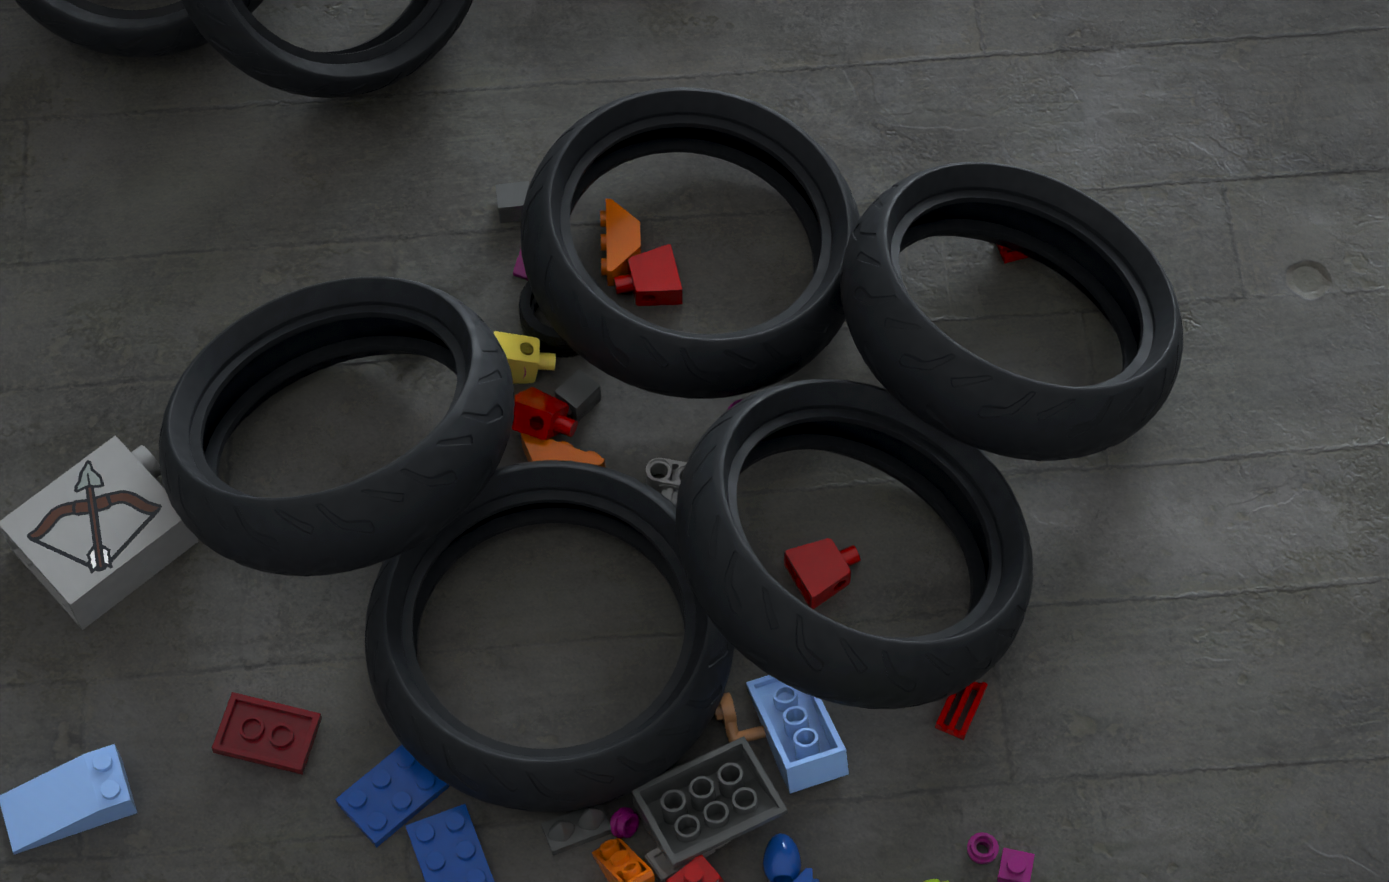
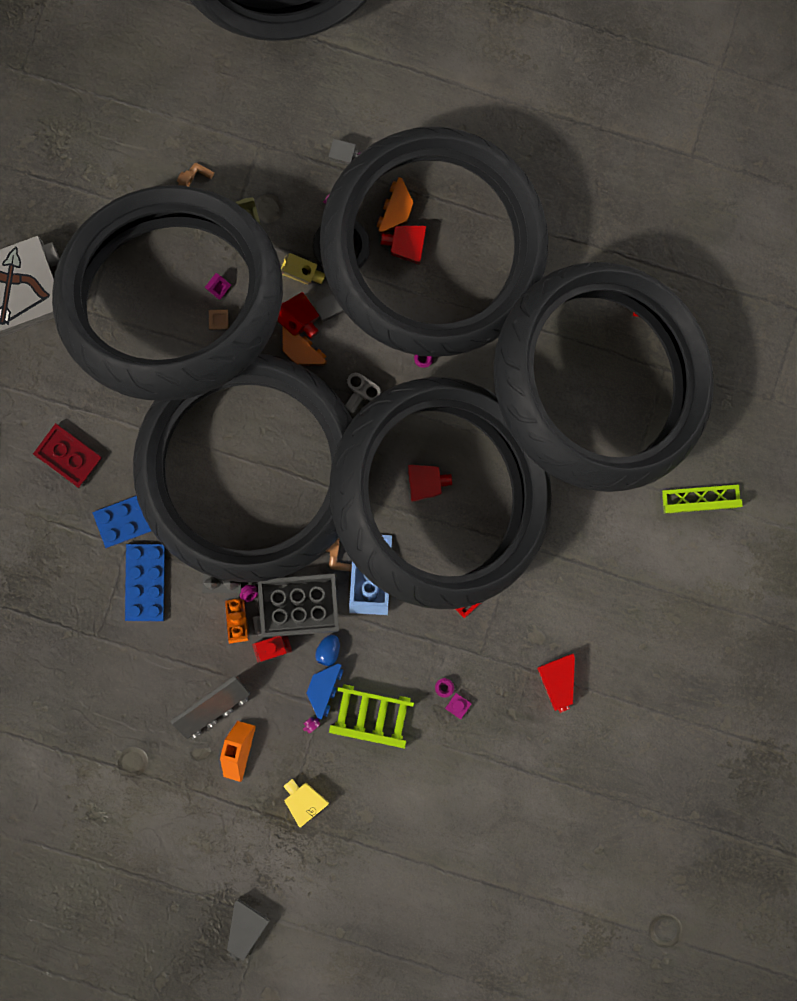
camera: 25 degrees right, 25 degrees up
(406, 425) = (217, 286): none -> magenta plate
(1148, 770) = (559, 681): none -> red slope
(1221, 457) = (702, 506): none -> lime fence

